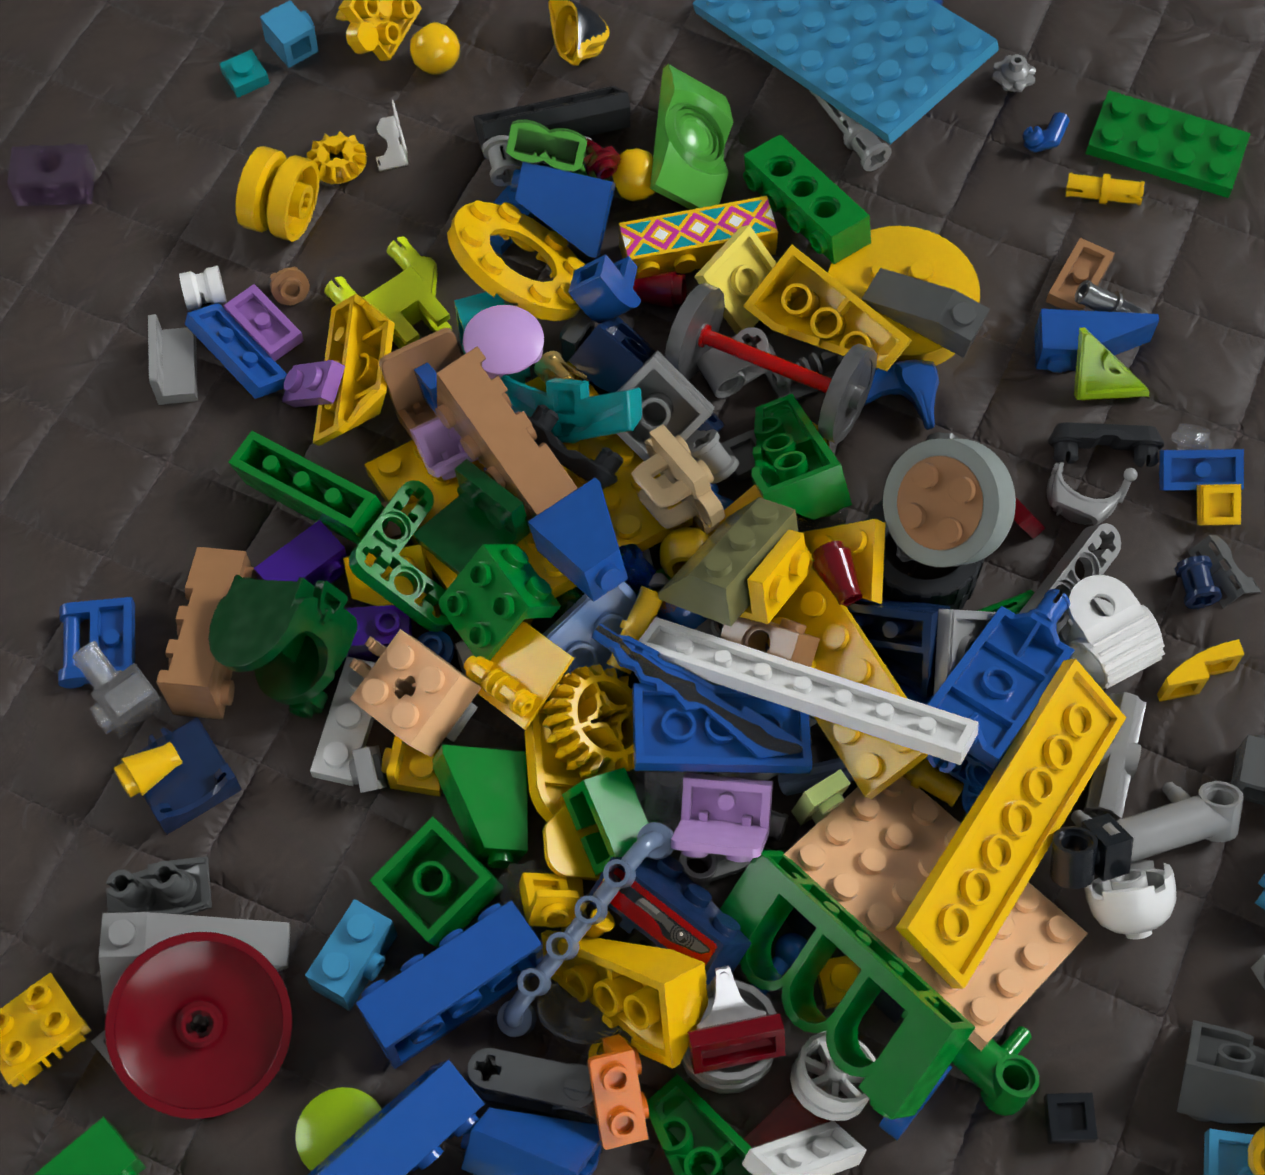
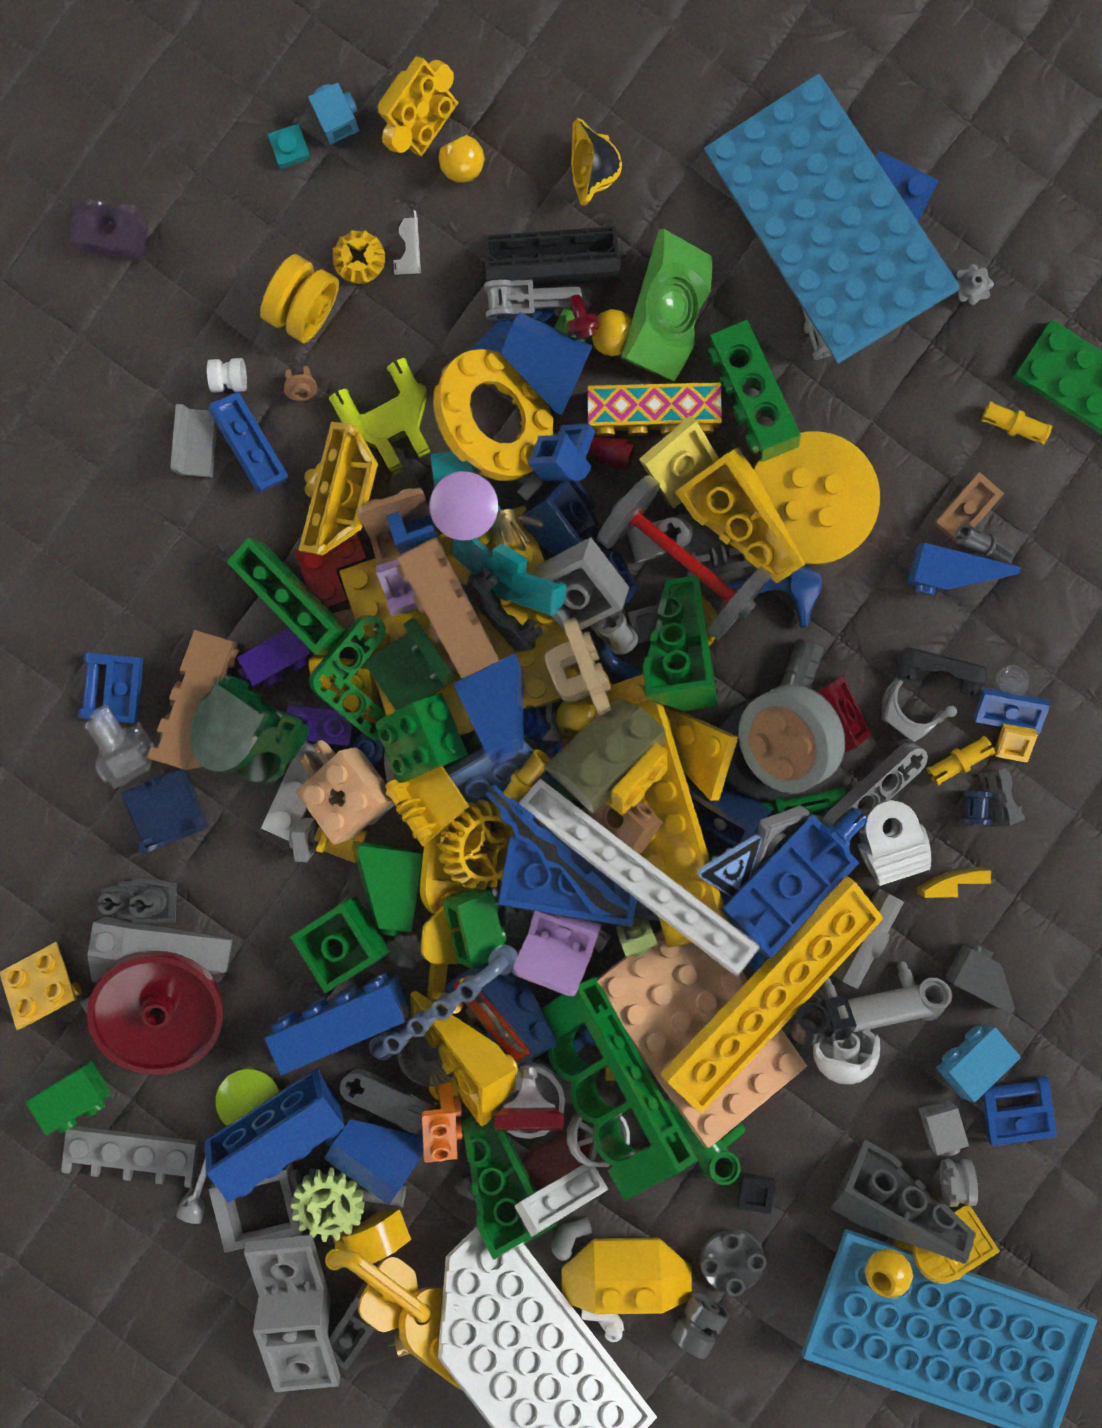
camera: 15 degrees right, 25 degrees up
(145, 769) = (134, 812): yellow cone -> none
(264, 322) = (273, 418): medium lavender plate -> none
(313, 383) = (305, 496): medium lavender plate -> none
(352, 450) = (322, 571): none -> red plate
(352, 955) = (272, 981): dark azure brick -> none
(547, 900) = (416, 981): yellow bracket -> none
(557, 147) = (542, 309): bright green brick -> none
(837, 571) = (690, 772): dark red cone -> none
(919, 667) = (733, 867): none -> piece
(927, 309) = (825, 530): dark grey slope -> none
(1049, 138) = (983, 358): blue arm -> none
(1102, 374) = (959, 609): lime tile -> none
(1160, 537) = (960, 760): none -> yellow pin

